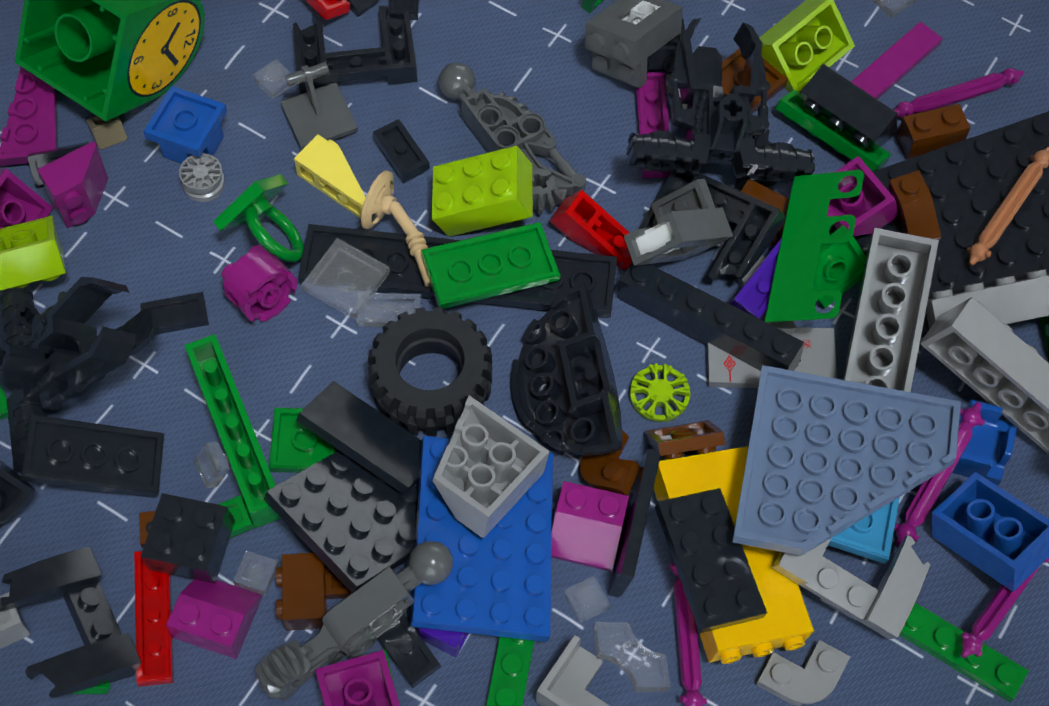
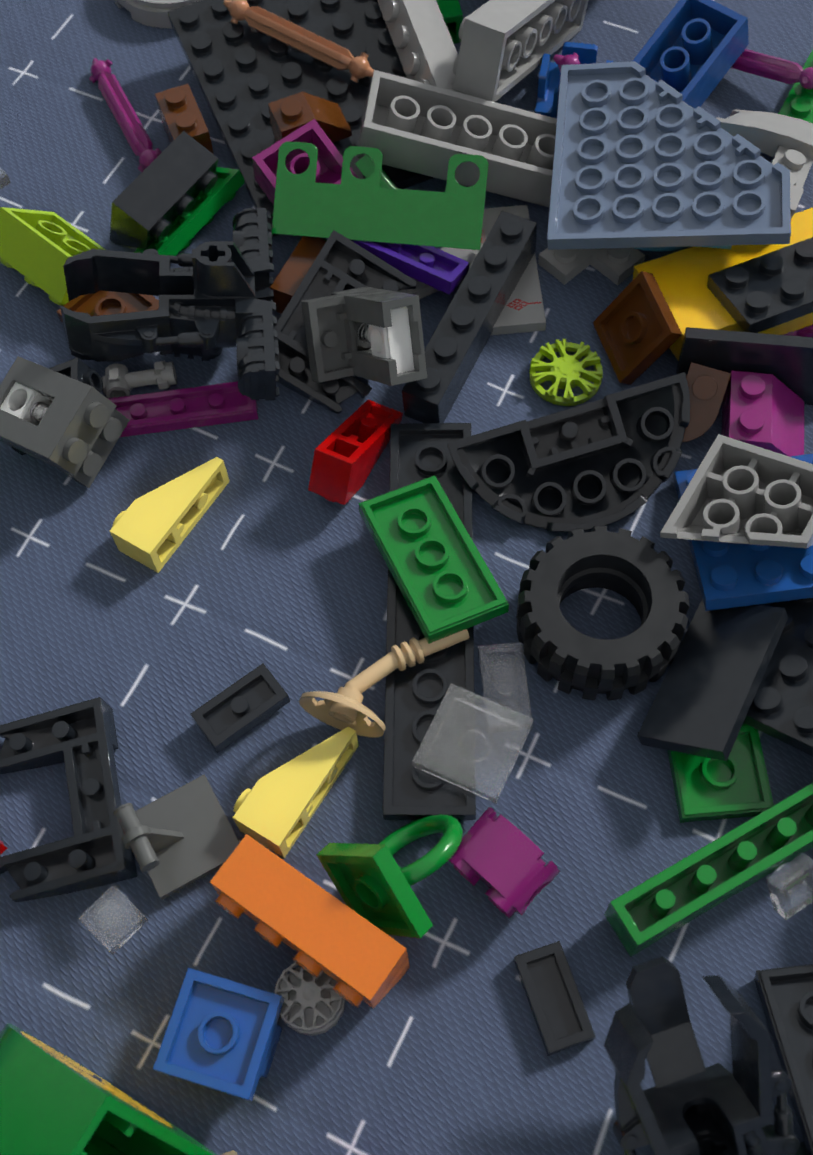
camera: 90 degrees left, 0 degrees up
(254, 153) = (310, 922): none -> orange slope
(482, 191) = (318, 575): lime brick -> none
(511, 126) = (289, 524): dark grey arm -> none
(551, 101) = (165, 516): none -> light yellow slope
(898, 60) = (76, 168): magenta tile -> none

